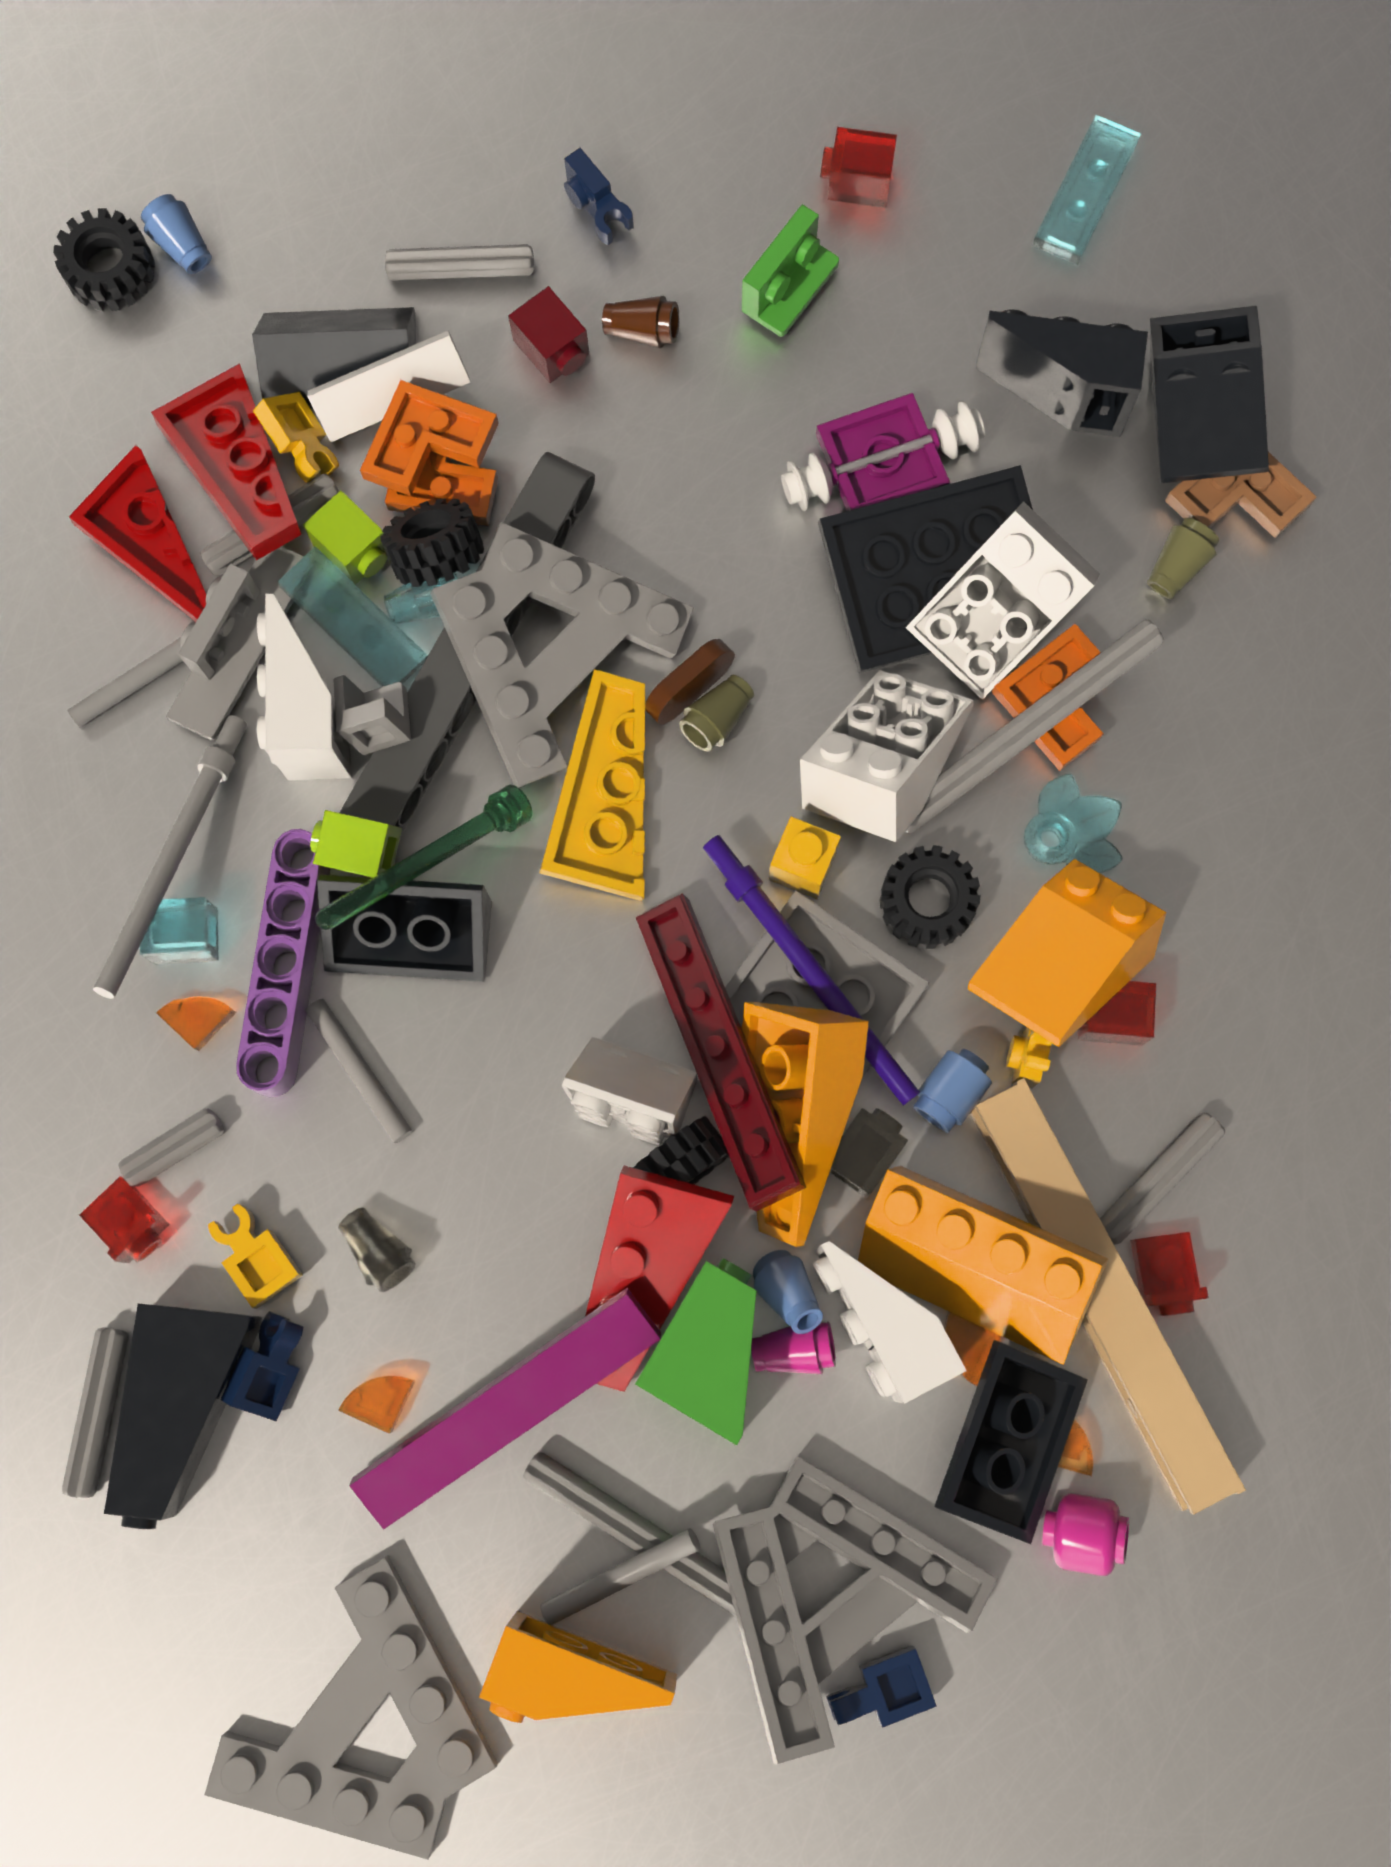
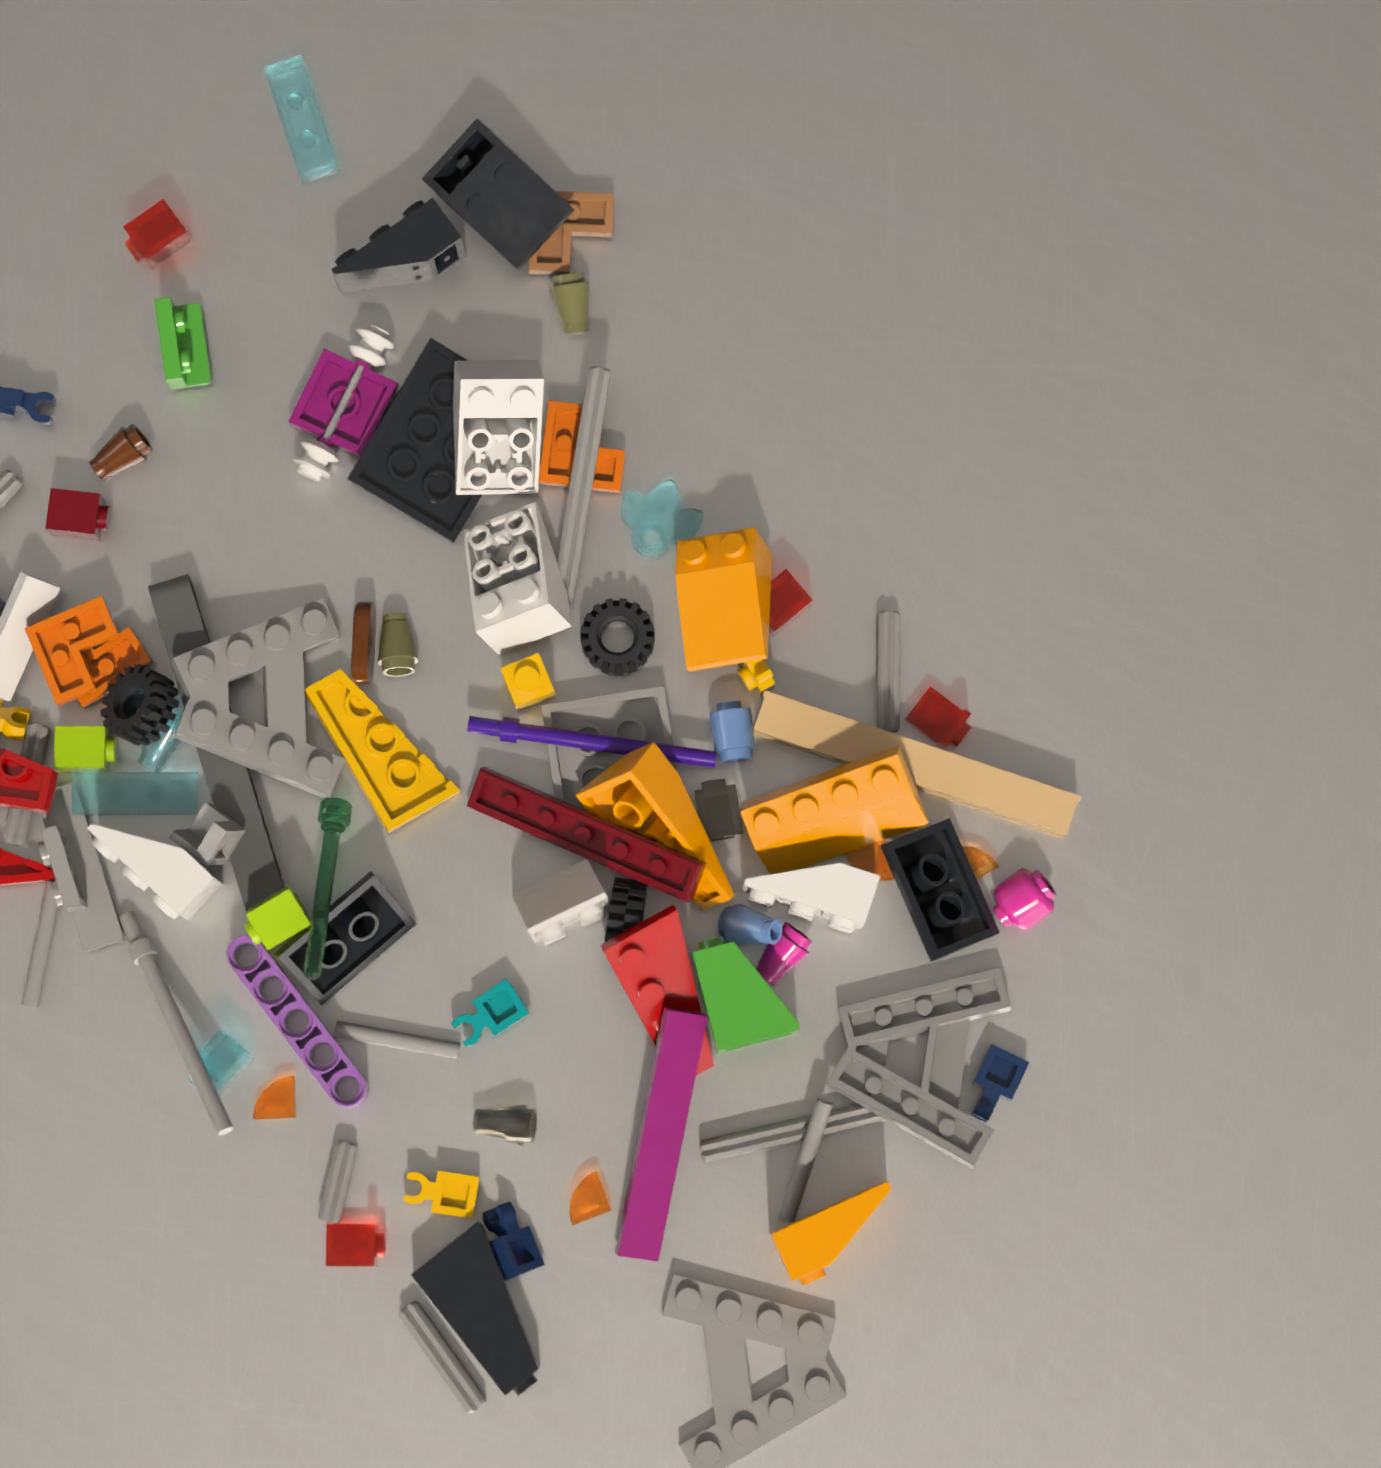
camera: 50 degrees left, 5 degrees up
(473, 1134) = (496, 1009): none -> teal plate

